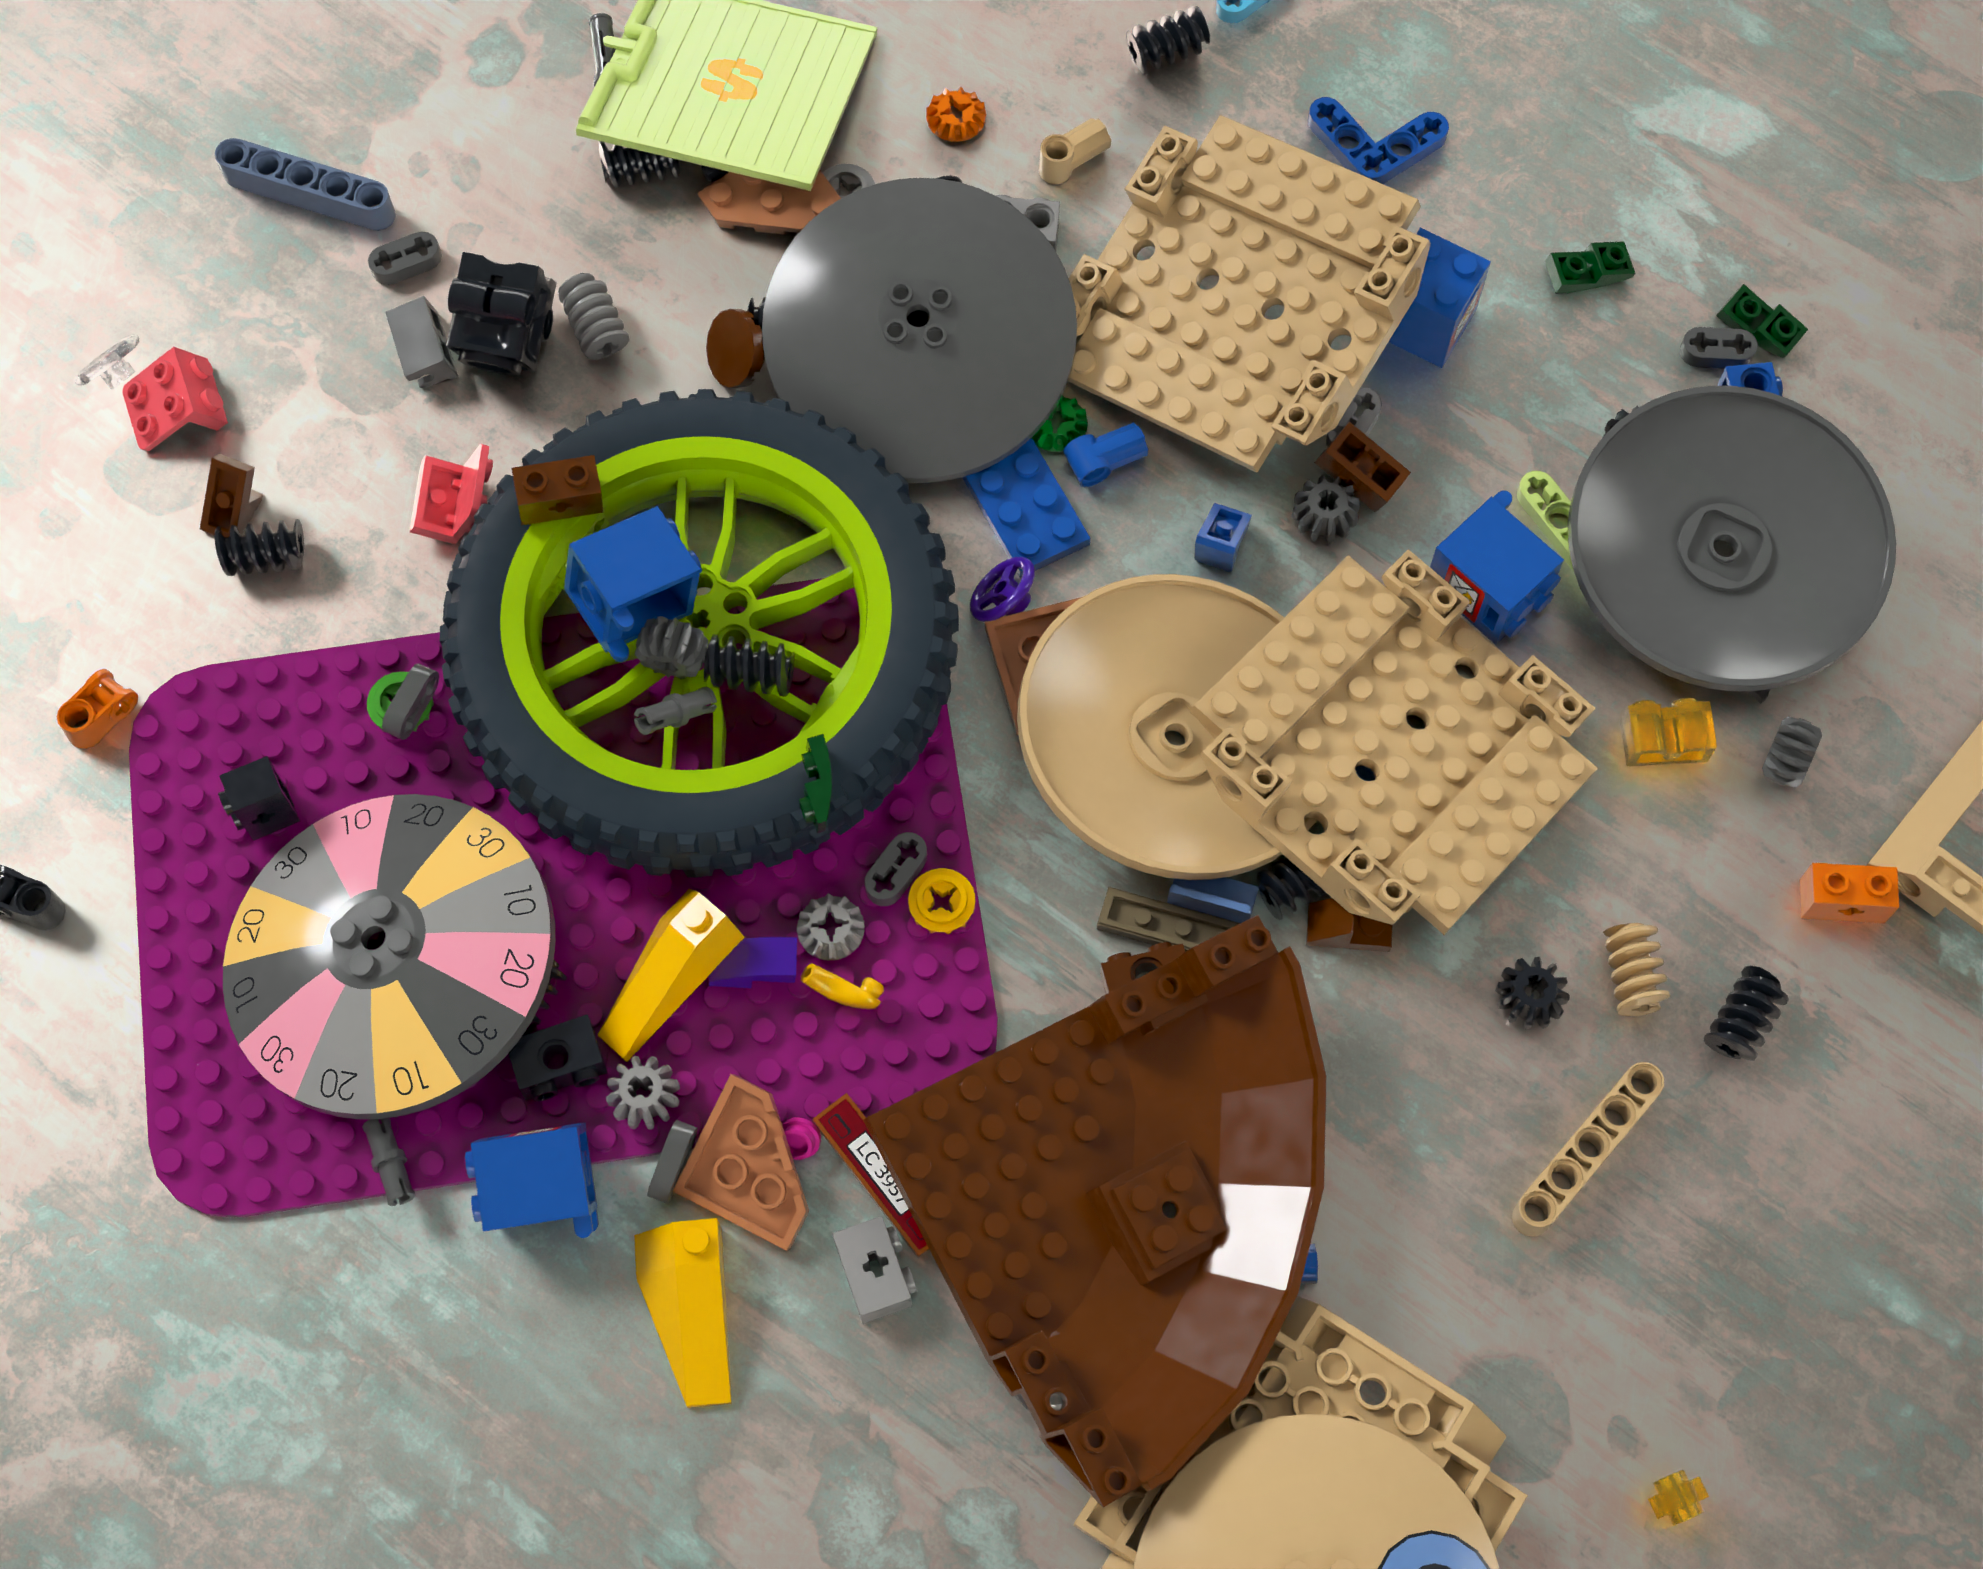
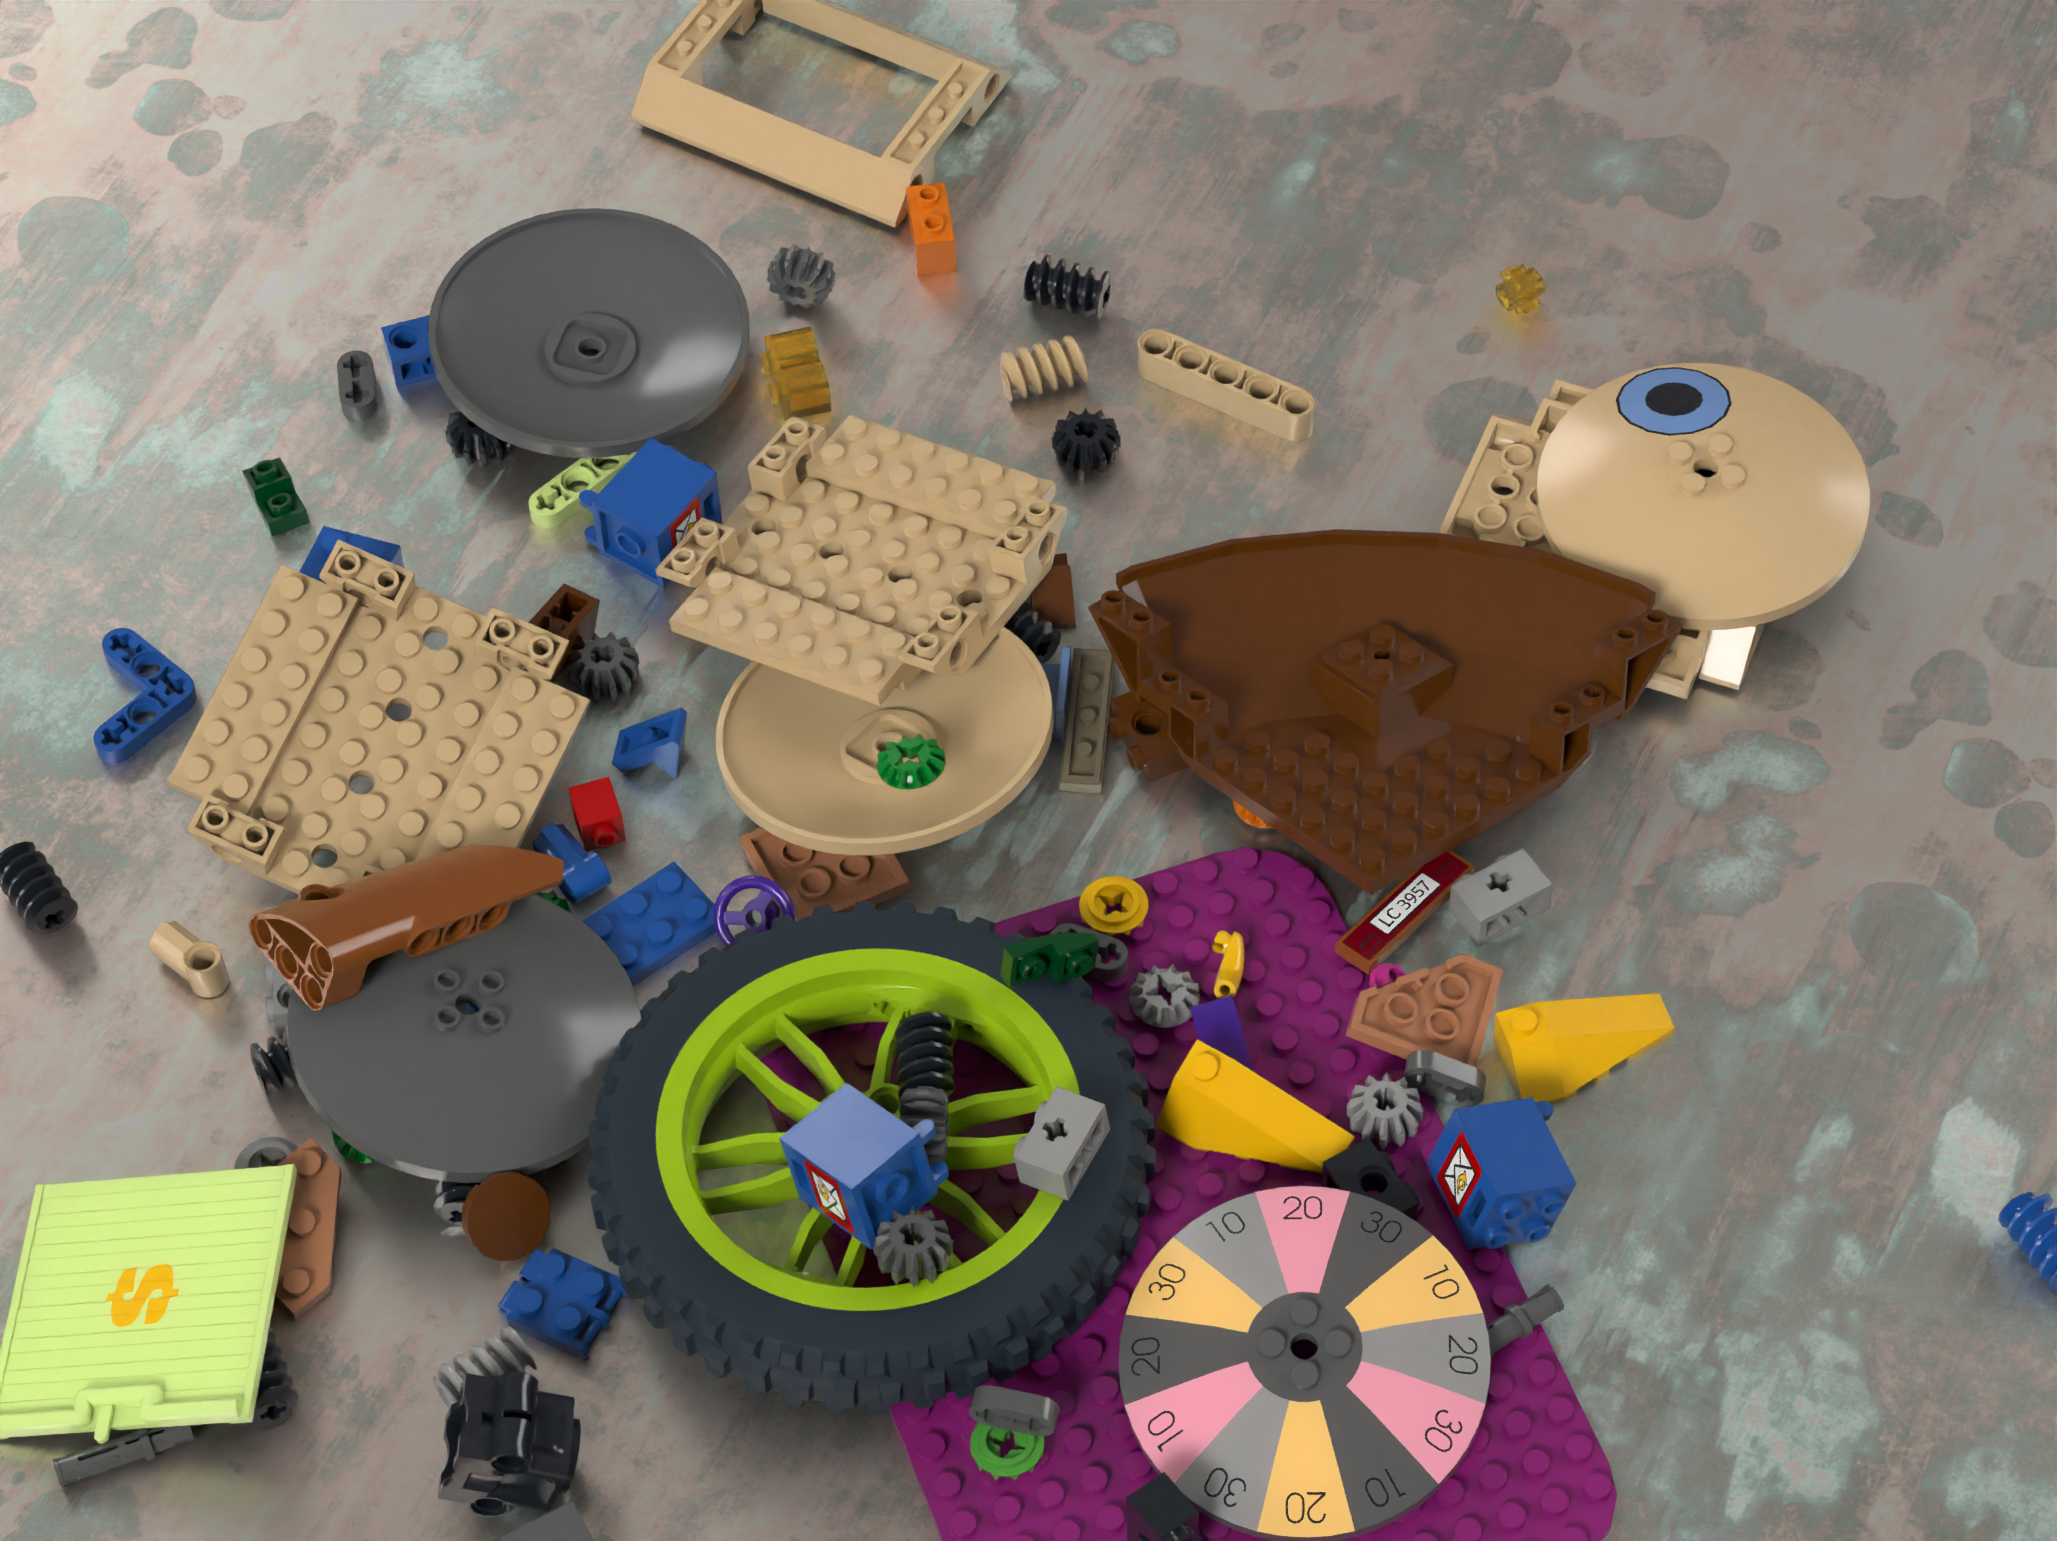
camera: 100 degrees left, 15 degrees down
(450, 496) = (740, 1447): coral bracket -> none
(544, 627) = (913, 1246): none -> dark grey gear
(557, 490) = (764, 1261): reddish brown brick -> none
(614, 755) = (1061, 1142): none -> light grey brick
(654, 373) = (560, 1300): none -> blue plate
(675, 710) = (994, 1107): dark grey pin -> none
(947, 125) = (140, 1097): orange gear -> none
(1019, 268) = (419, 907): none -> dark orange panel
(1109, 741) = (911, 774): none -> green gear
(1154, 480) = (597, 814): none -> red brick
(1773, 328) = (319, 359): dark green slope -> none

